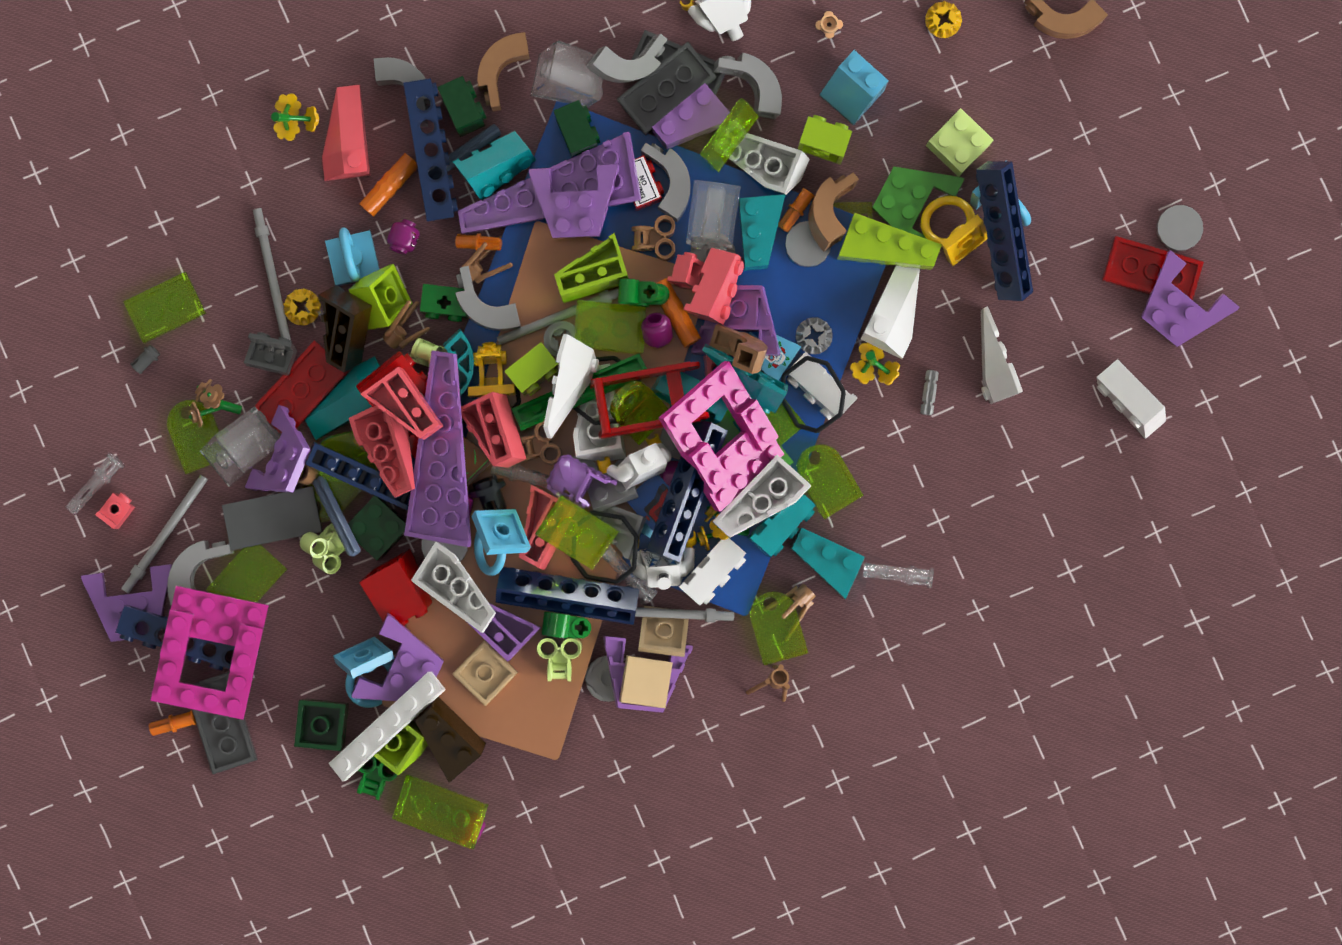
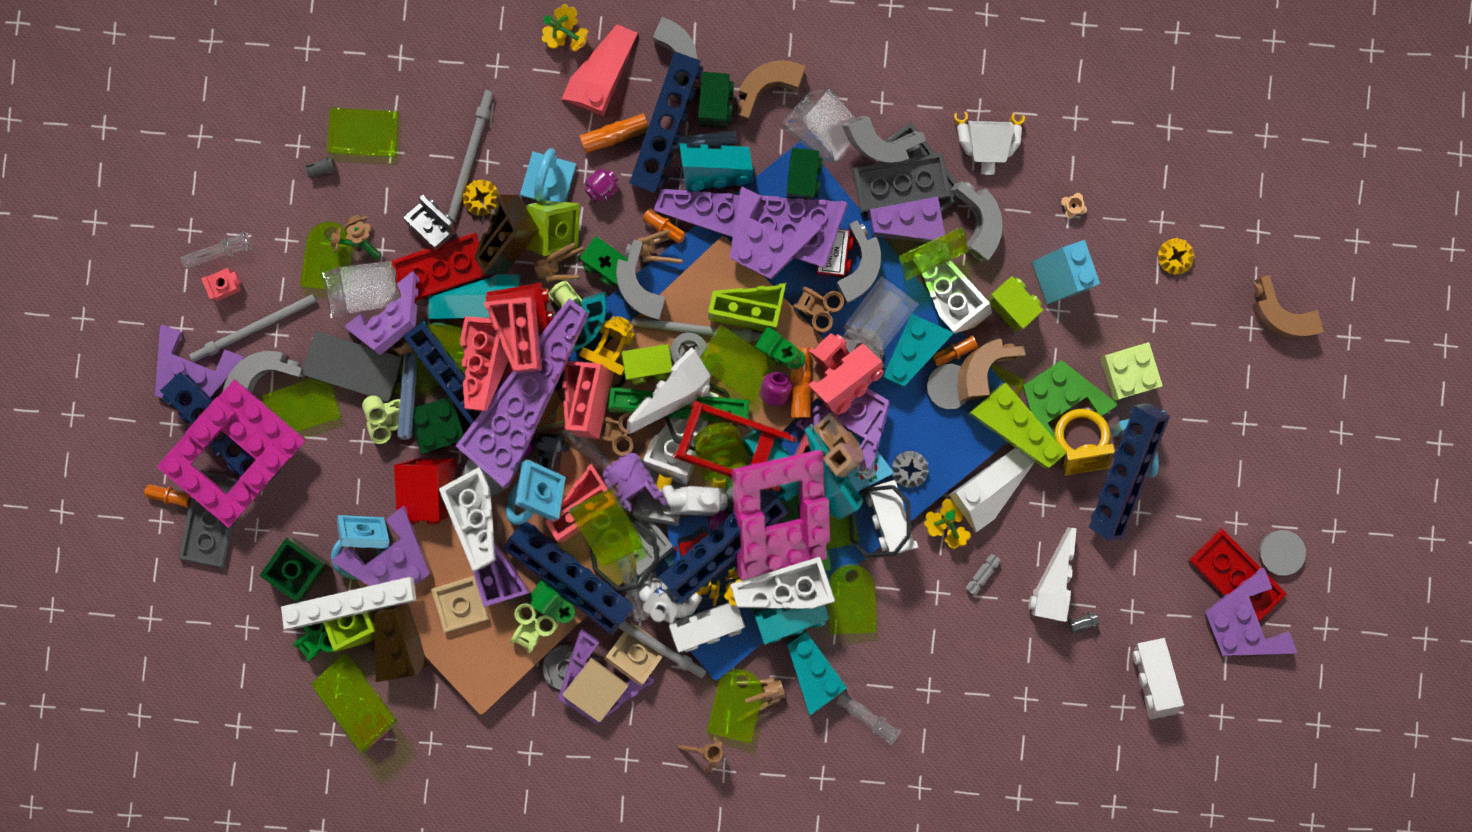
camera: 30 degrees right, 0 degrees up
(1040, 385) = (1084, 622): none -> dark grey pin

